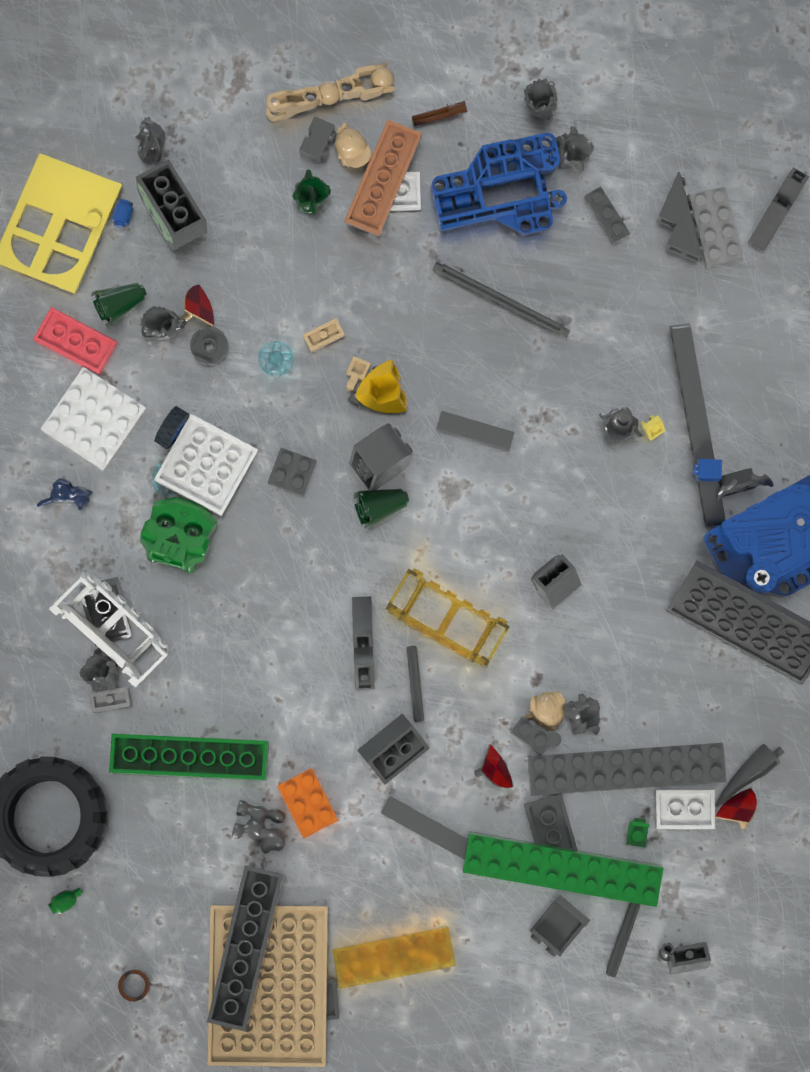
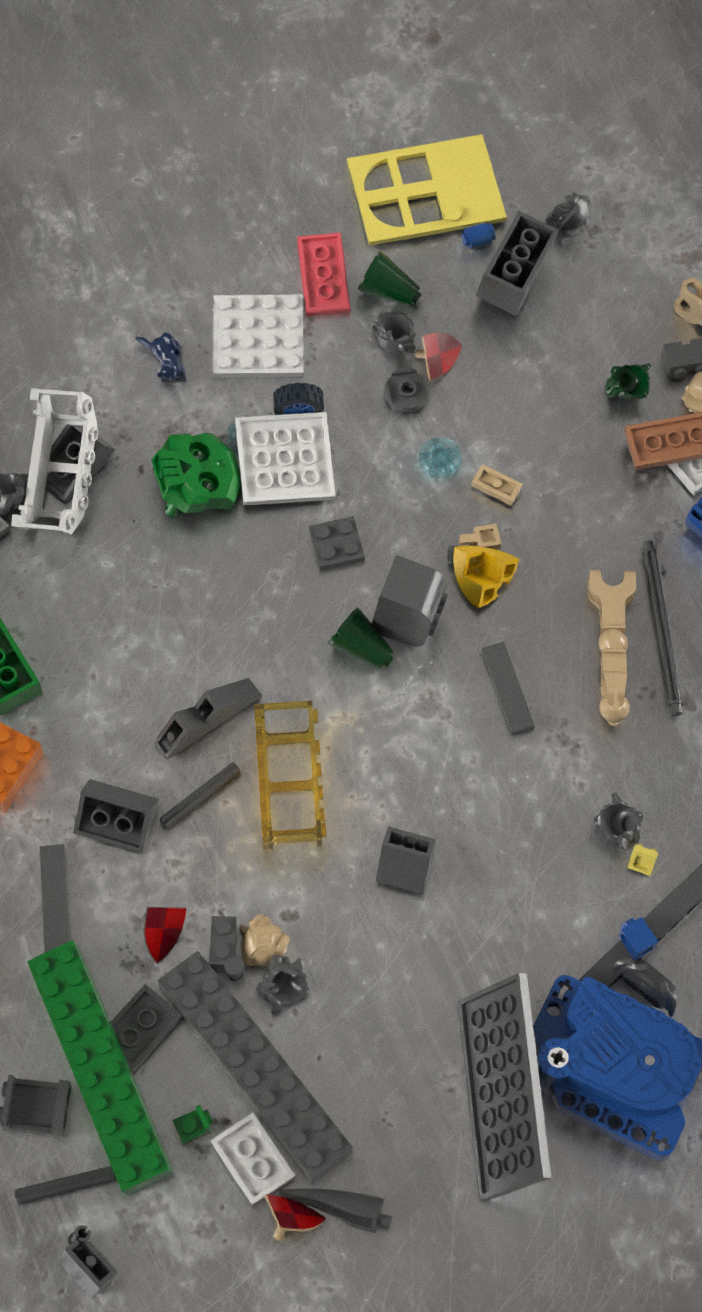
camera: 55 degrees right, 15 degrees down
(491, 339) = (612, 641): none -> tan piece

